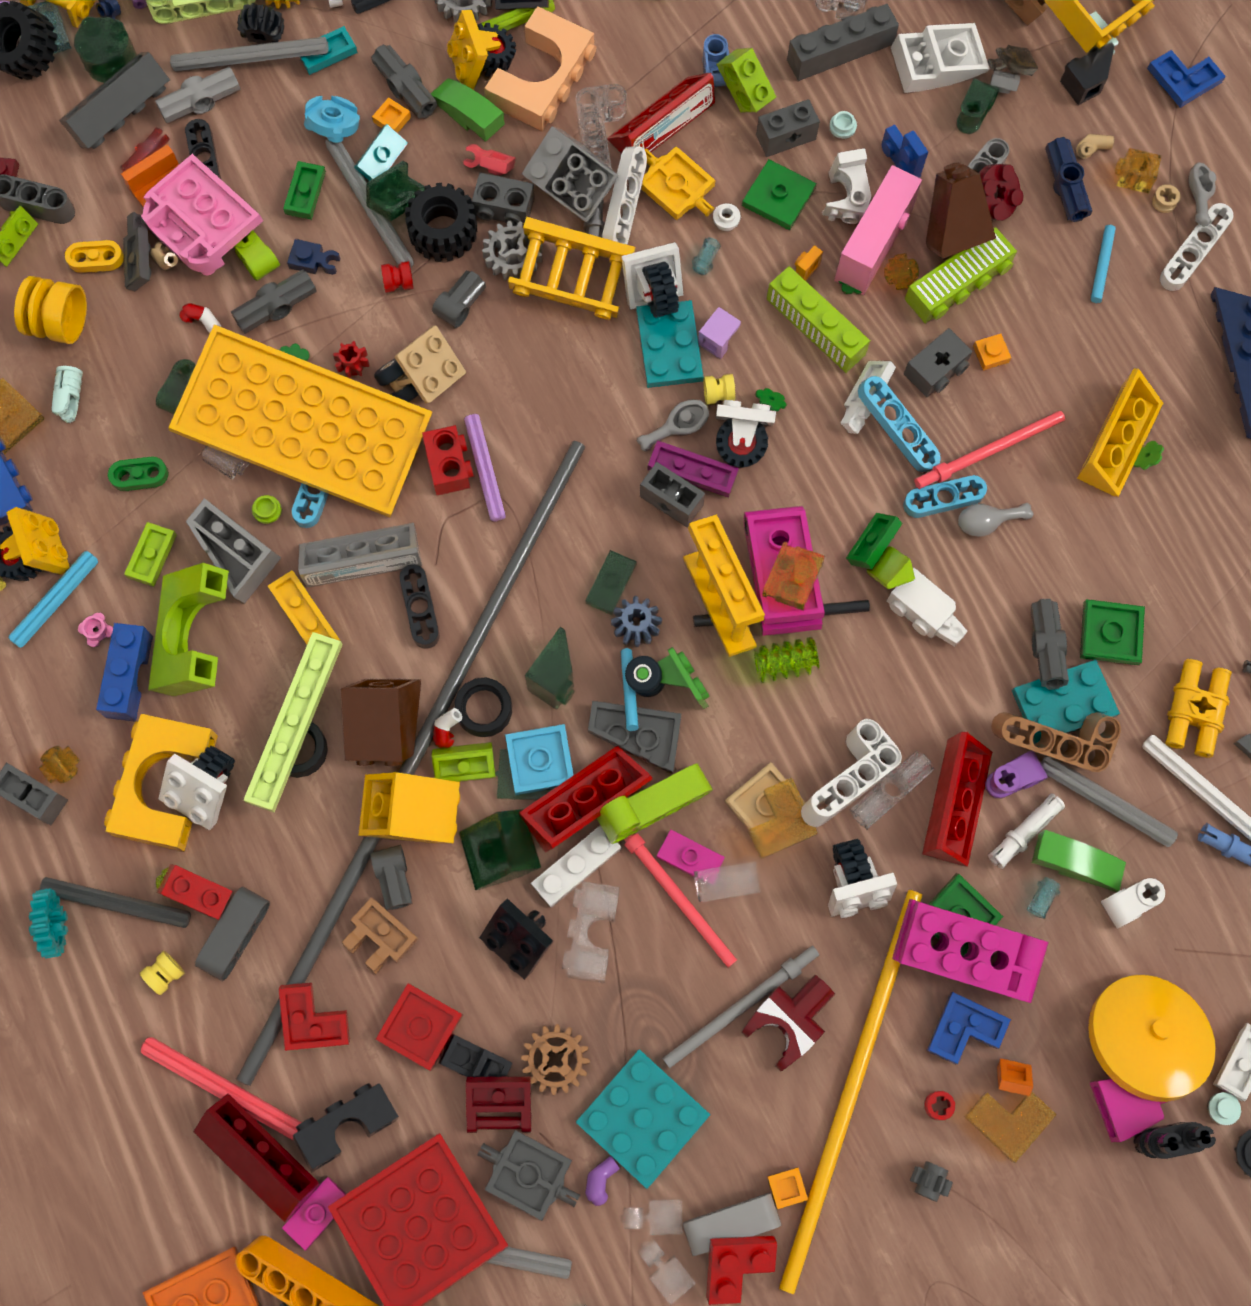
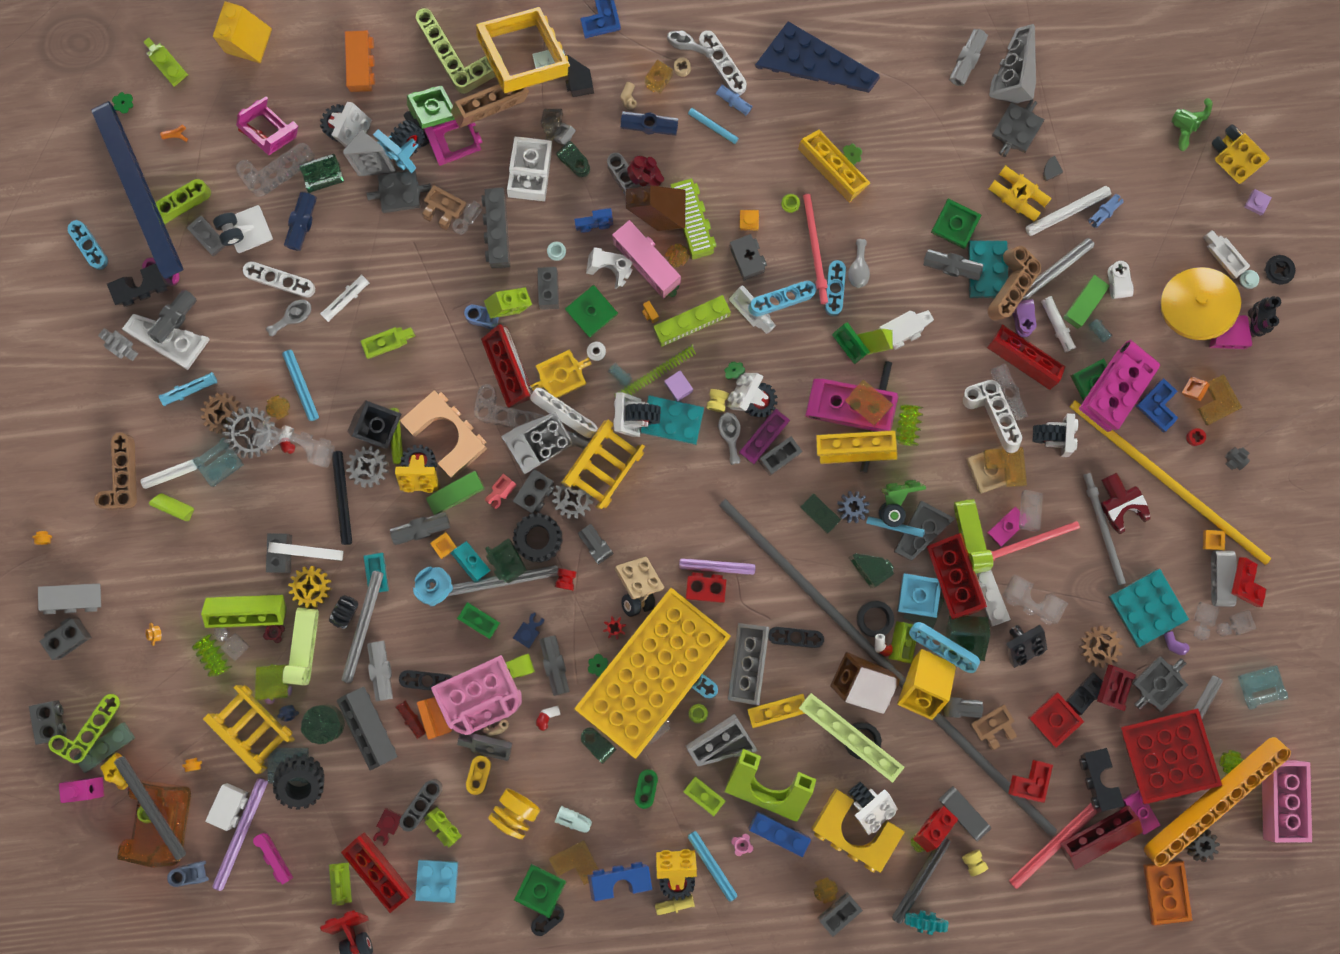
camera: 70 degrees left, 10 degrees up
(472, 815) = (944, 647): none -> medium azure beam
(731, 304) = (657, 371): none -> lime piece
(1040, 397) = (790, 203): none -> lime plate
(1151, 276) = (734, 100): none -> medium blue pin

